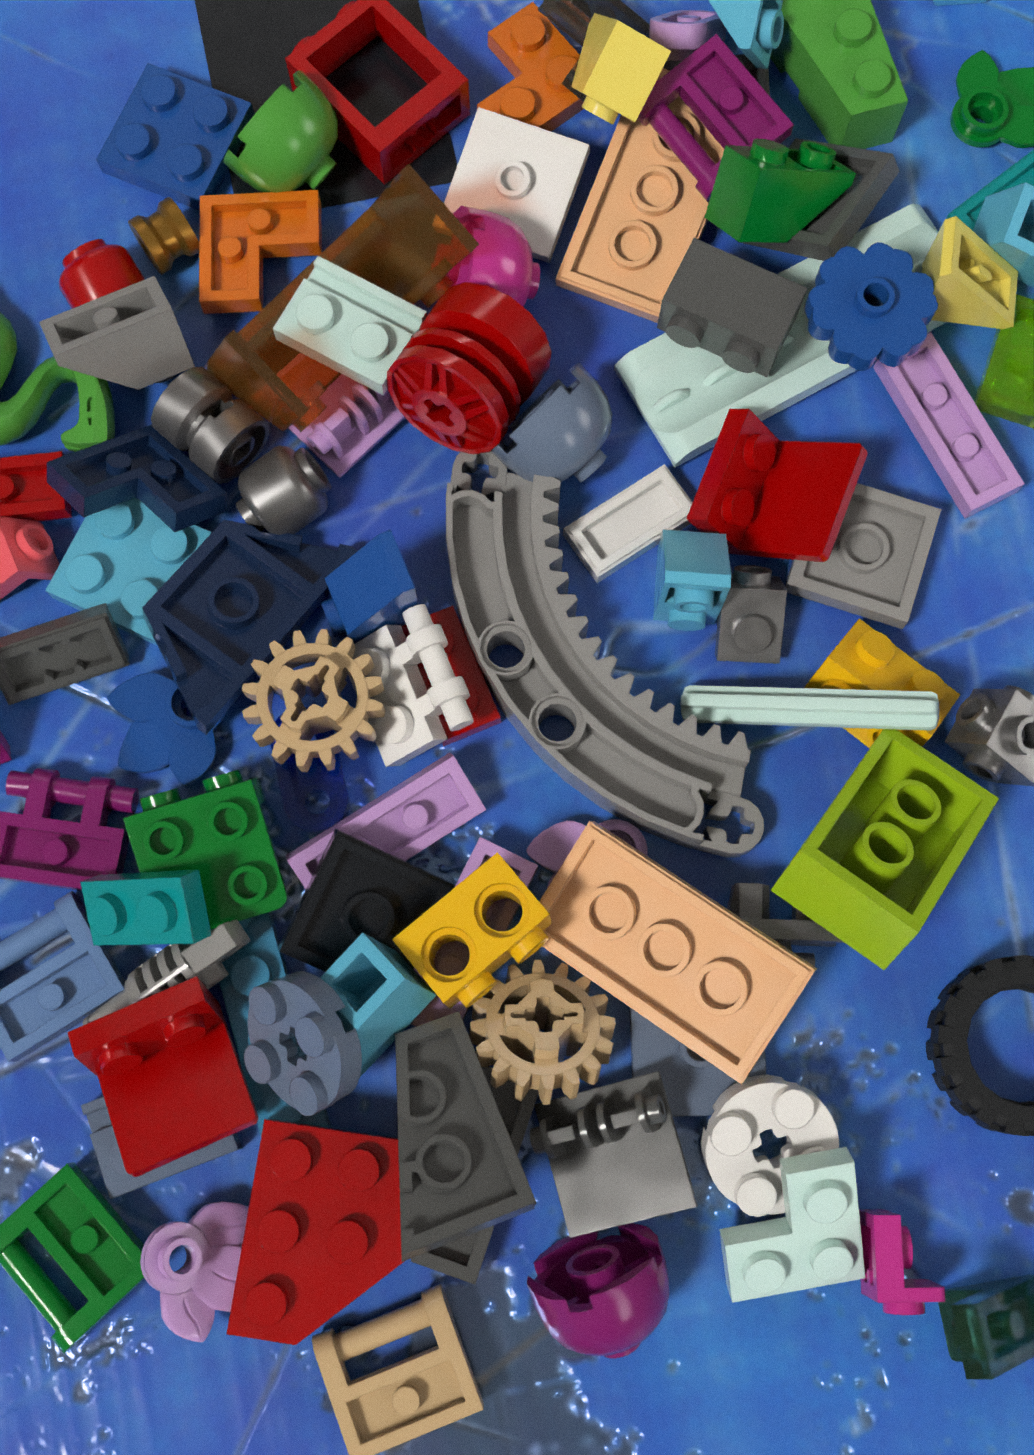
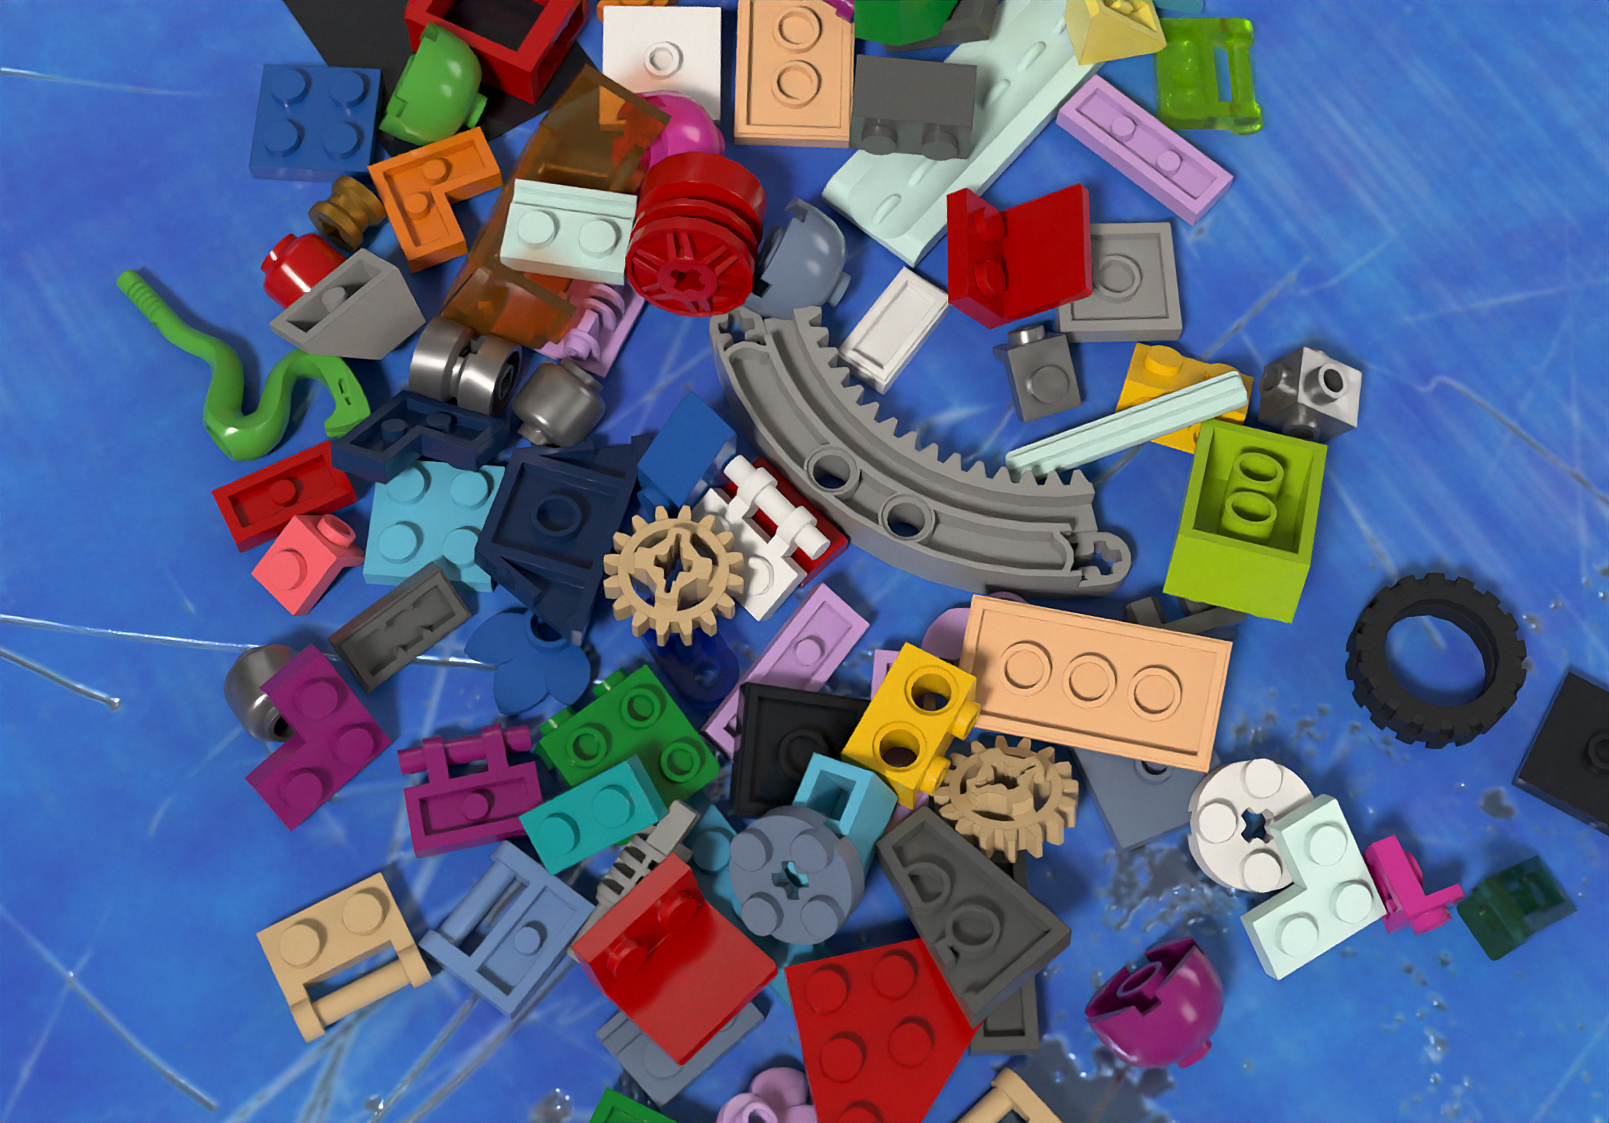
camera: 25 degrees left, 10 degrees down
(614, 1155) = (1117, 887): hinge -> none
(691, 578) = (973, 355): medium azure slope -> none
(870, 306) = (1039, 64): blue plant -> none

